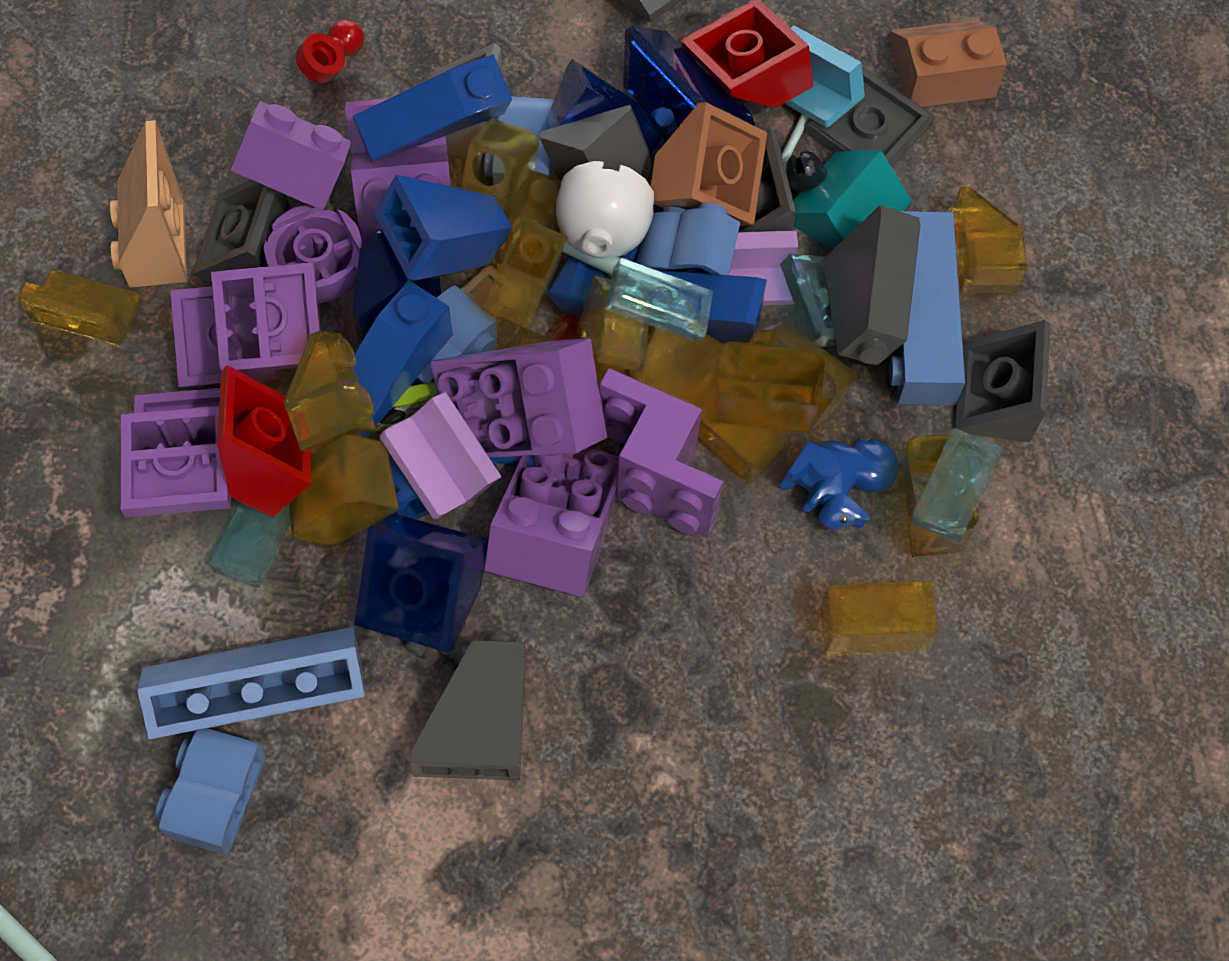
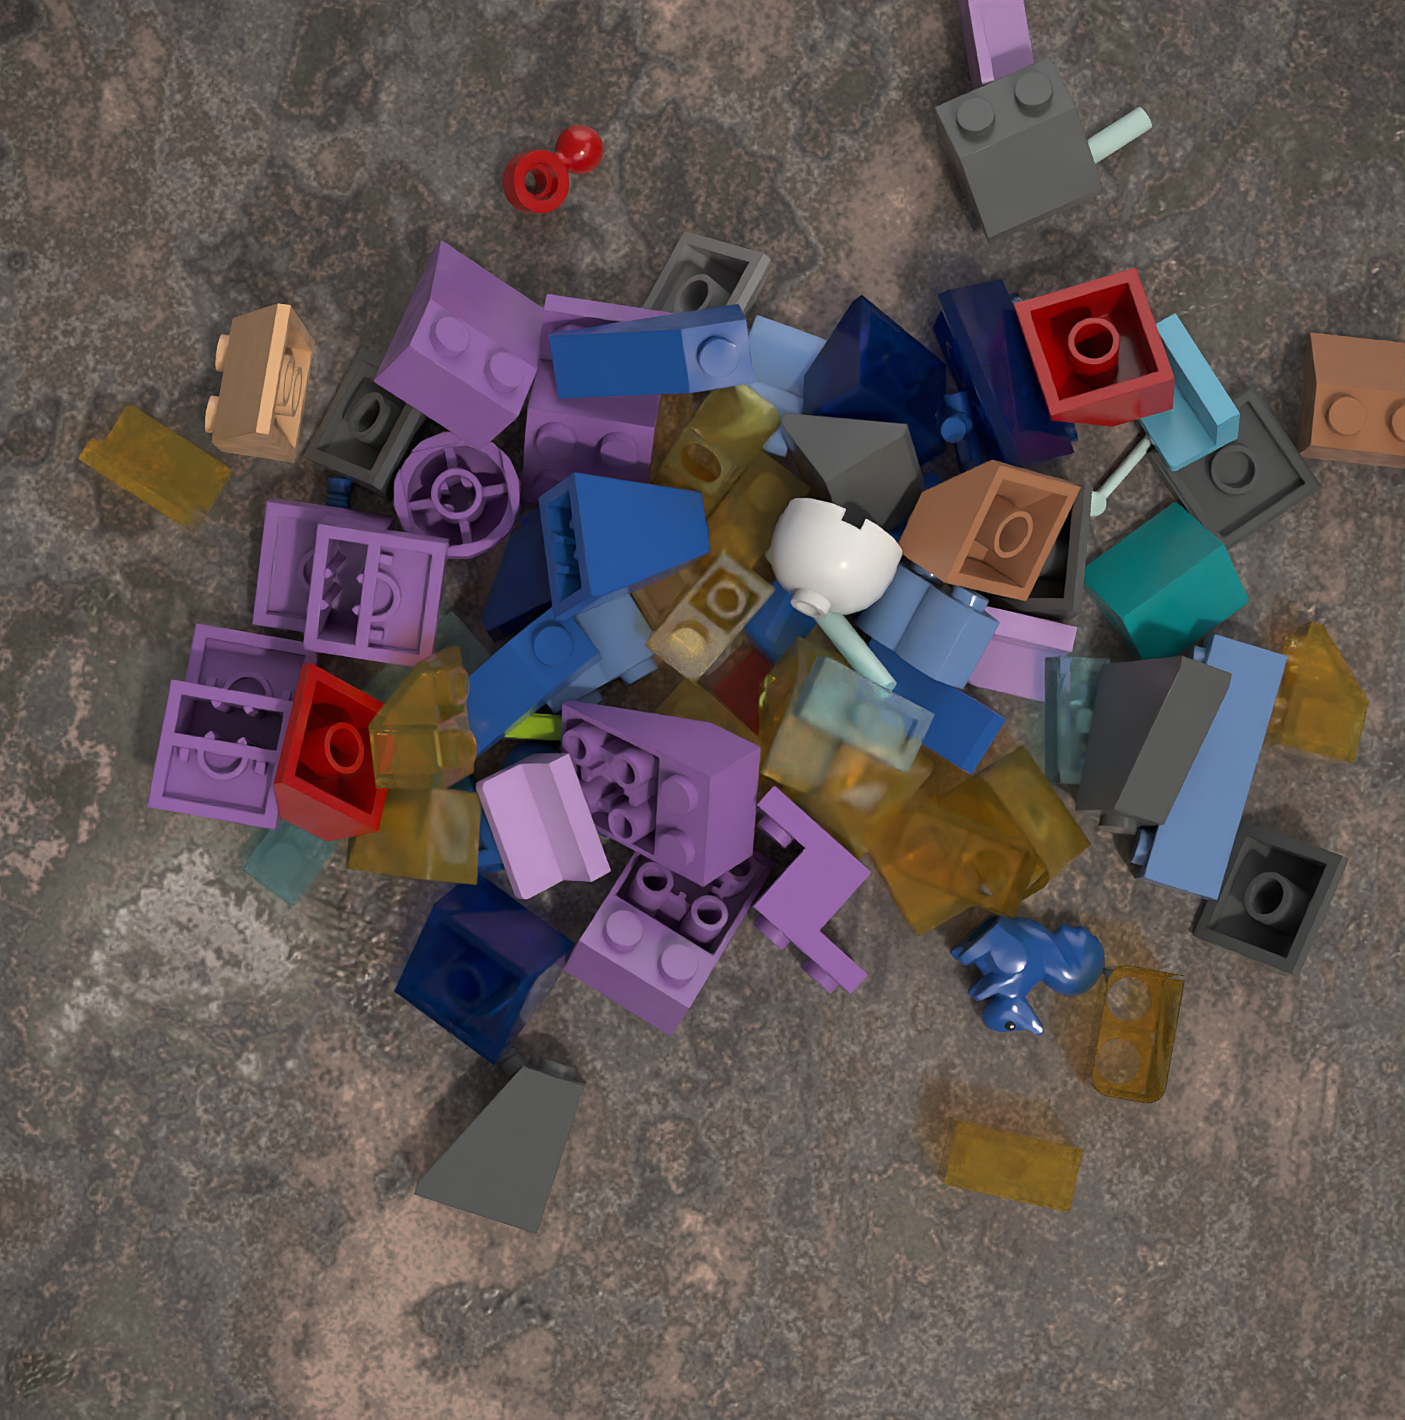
camera: 15 degrees right, 20 degrees up
(211, 790) = (185, 1151): medium blue brick -> none
(250, 683) = (258, 1042): medium blue brick -> none
(805, 171) = (1132, 528): black hinge -> none
(956, 485) = (1150, 1052): clear light blue plate -> none

